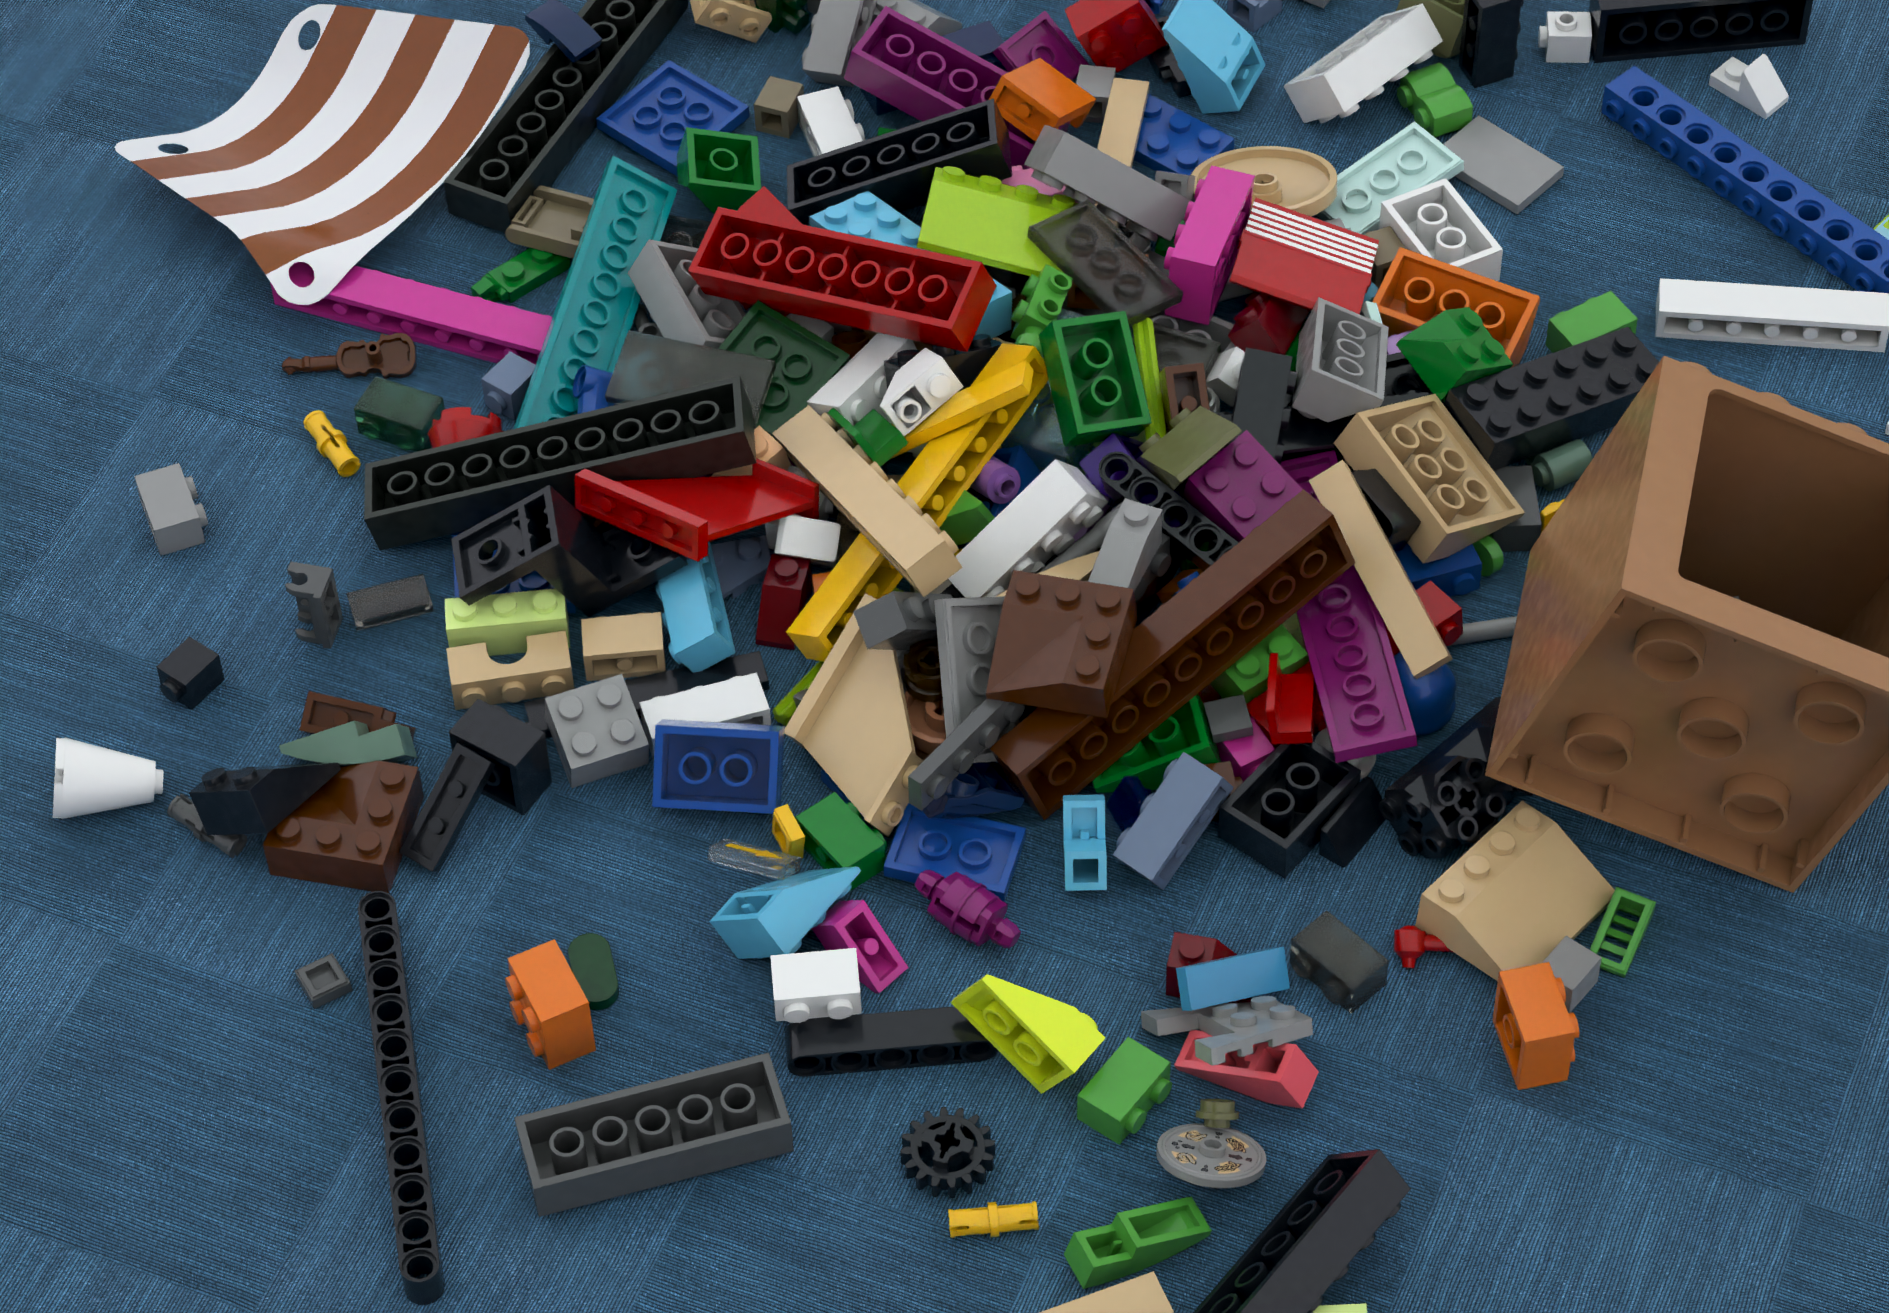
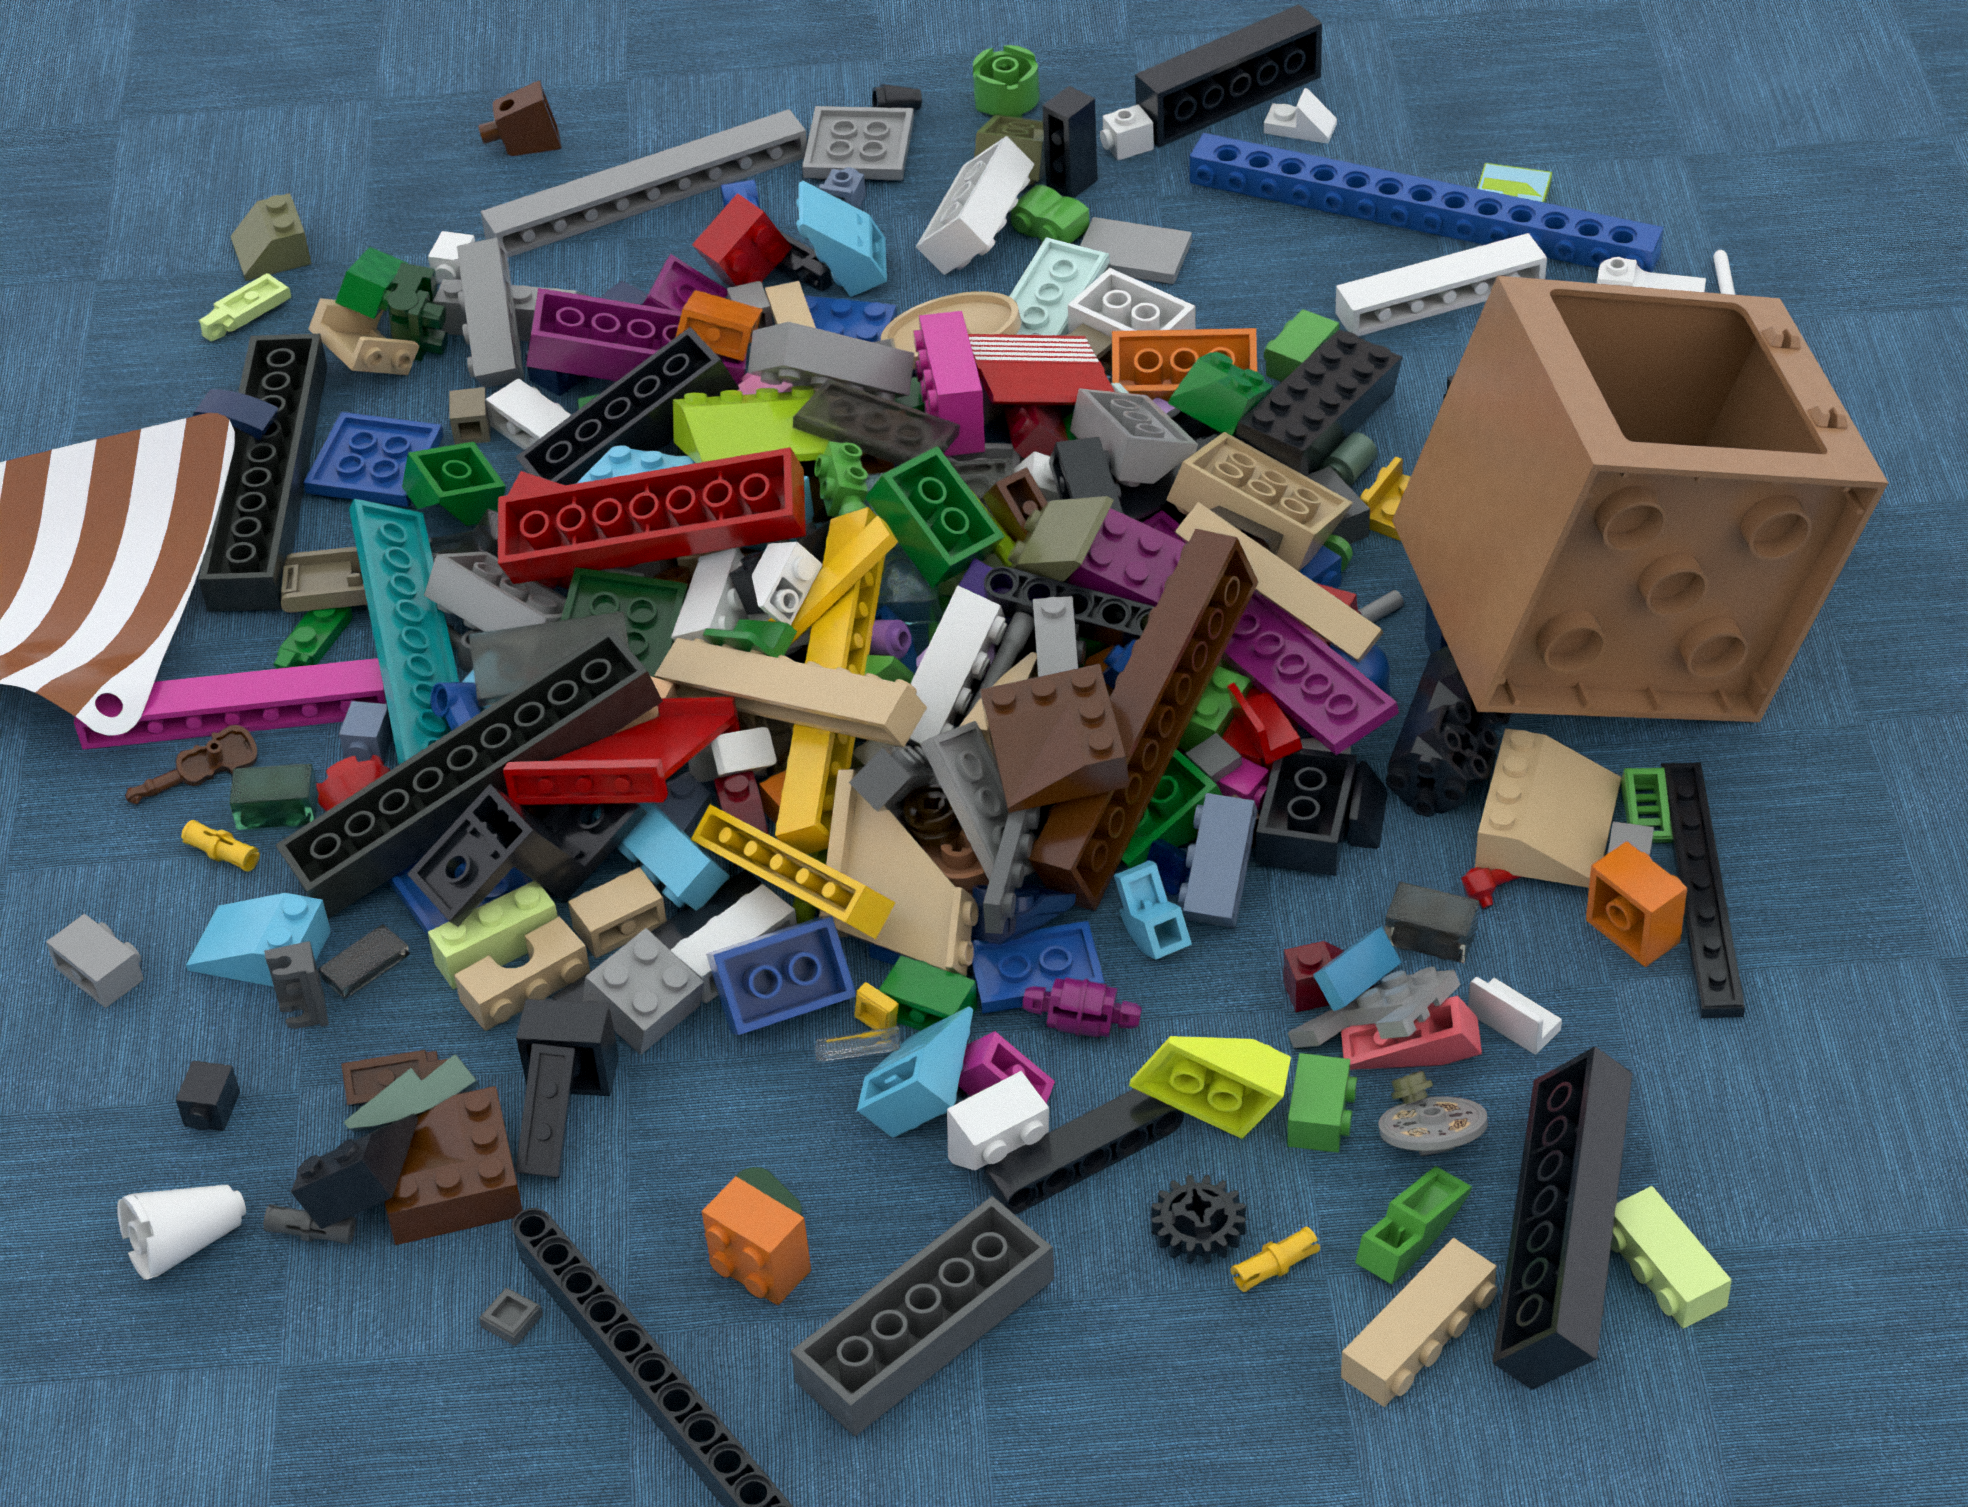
camera: 25 degrees left, 5 degrees down
(321, 538) = (244, 929): none -> medium azure slope
(777, 674) = (793, 871): none -> yellow brick
(1359, 1082) = (1512, 1014): none -> white panel
(1619, 1037) = (1705, 905): none -> black tile

